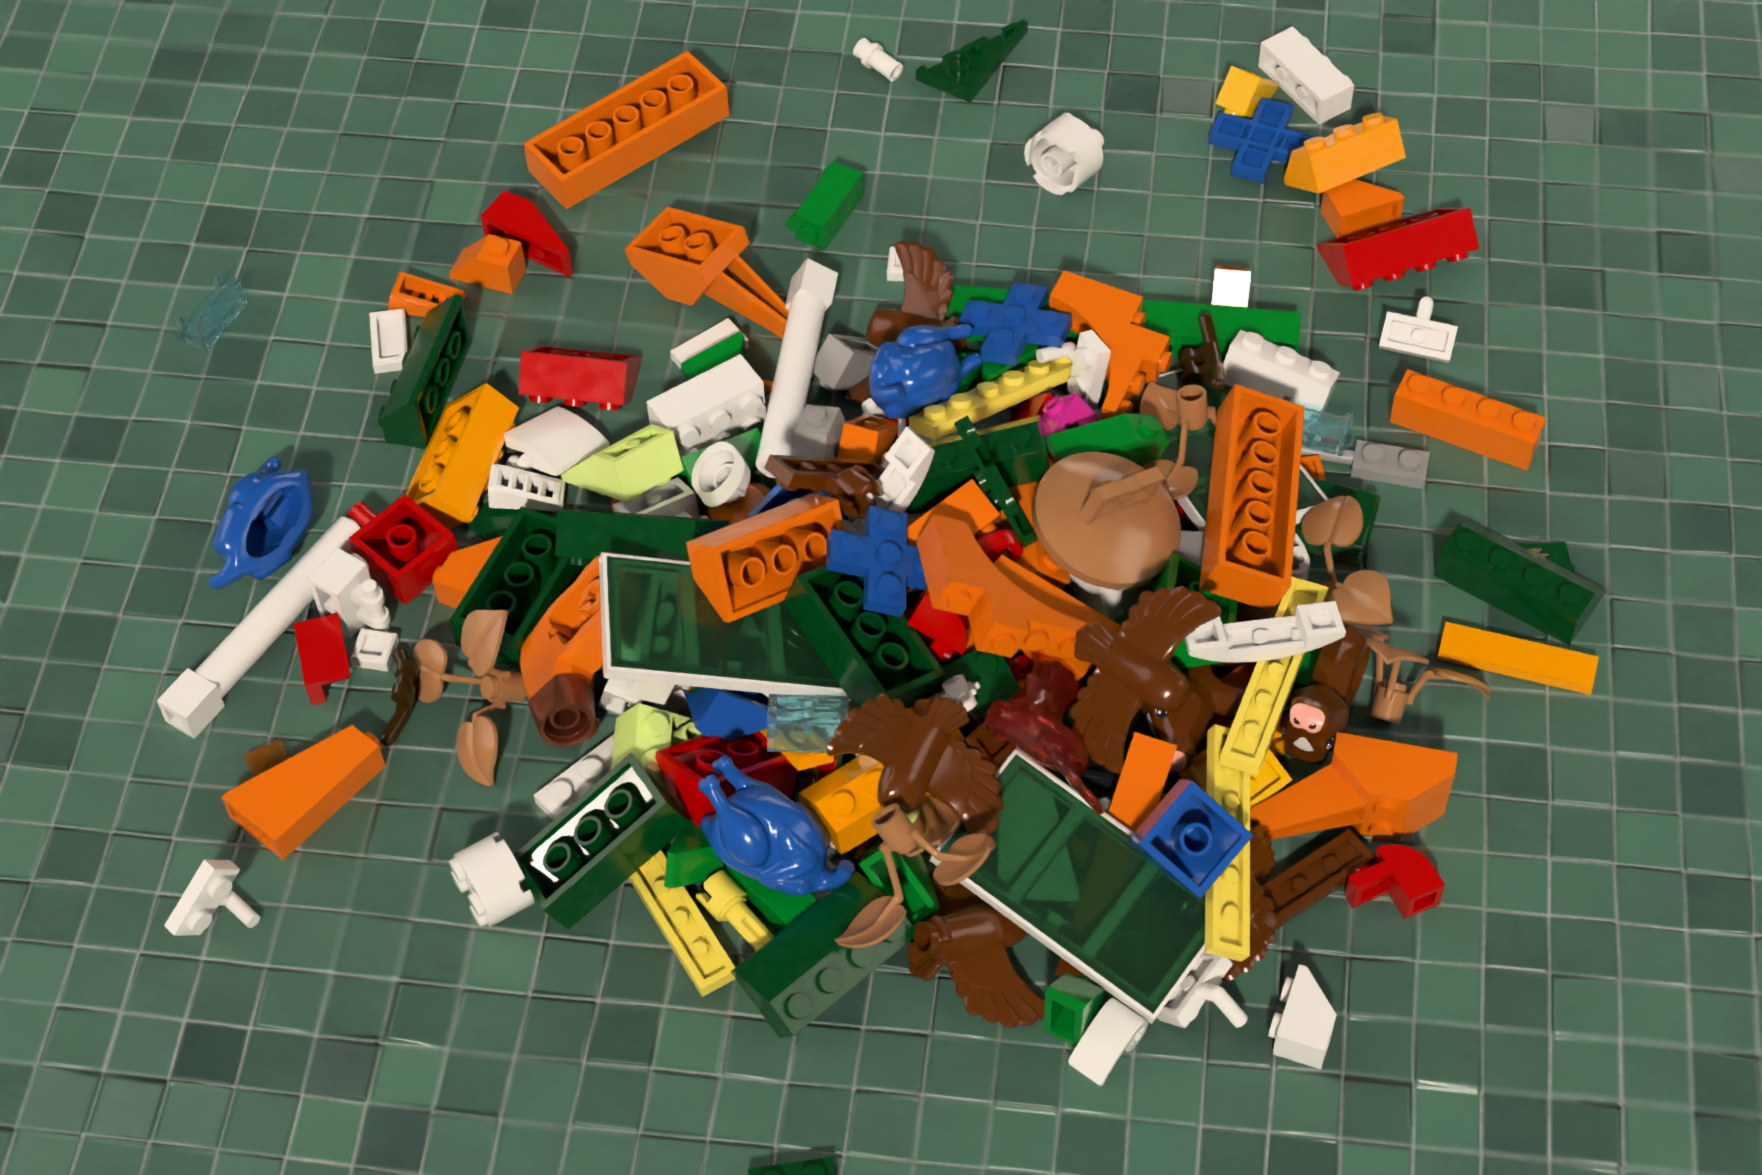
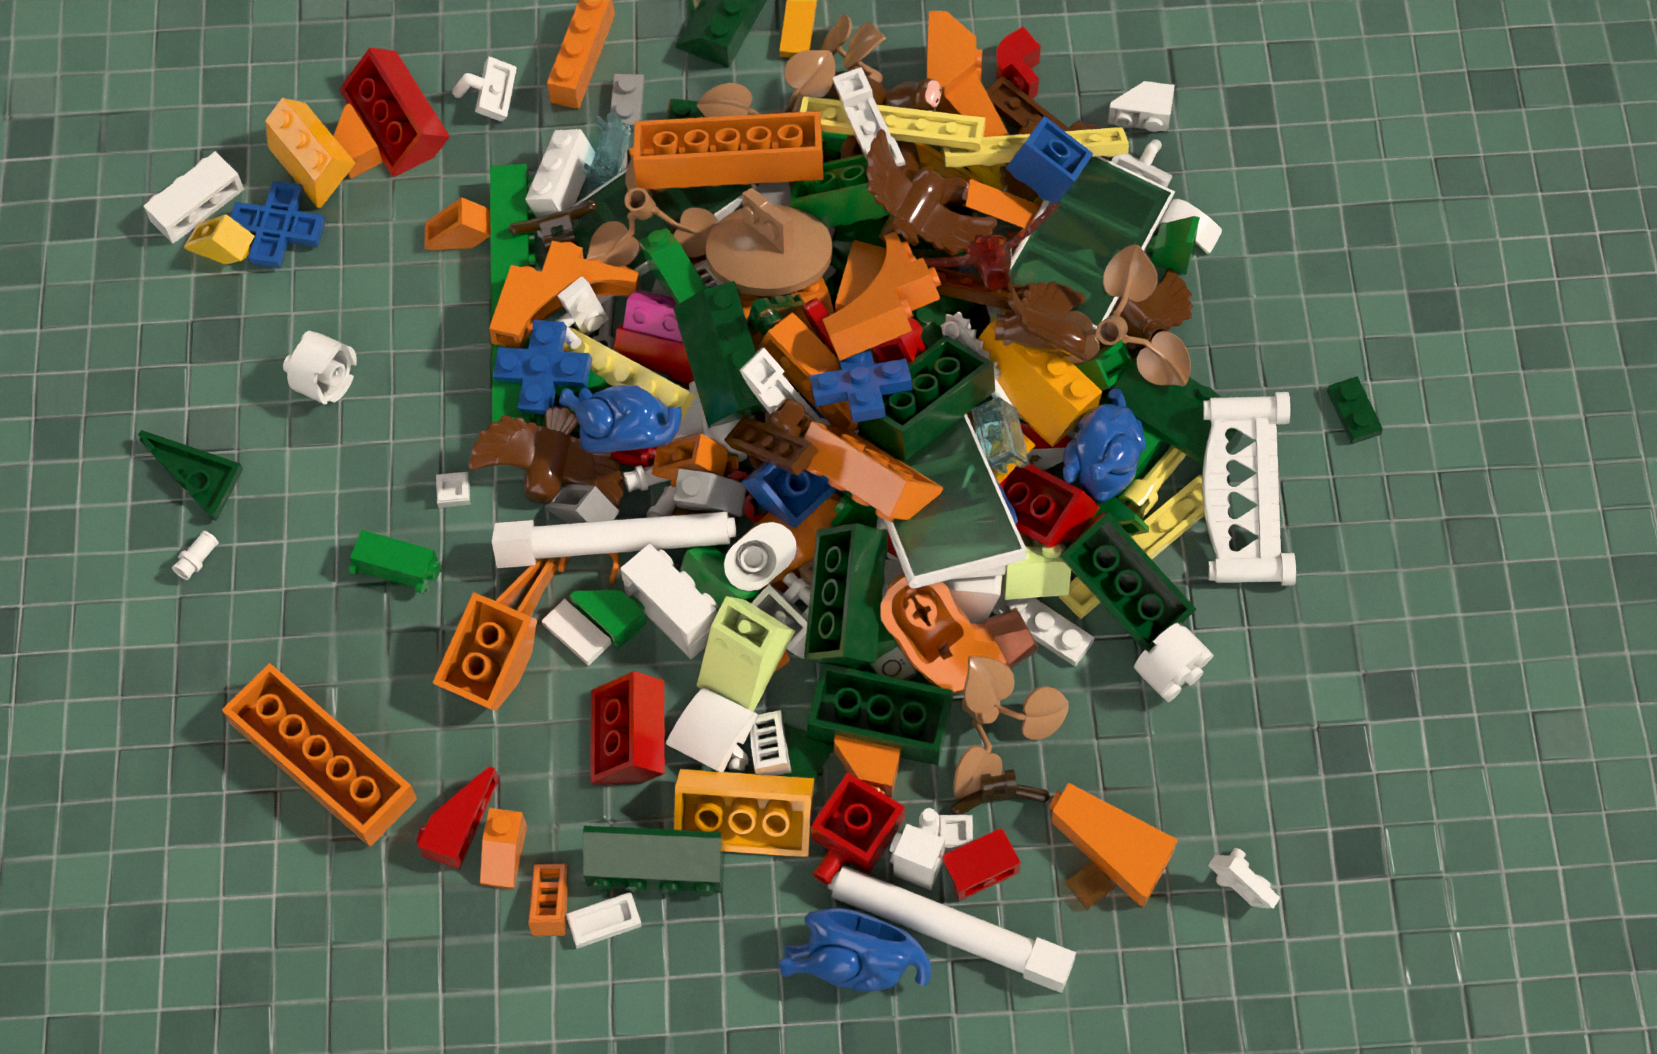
camera: 100 degrees left, 10 degrees up
(767, 1020) = (1263, 557): none -> white piece

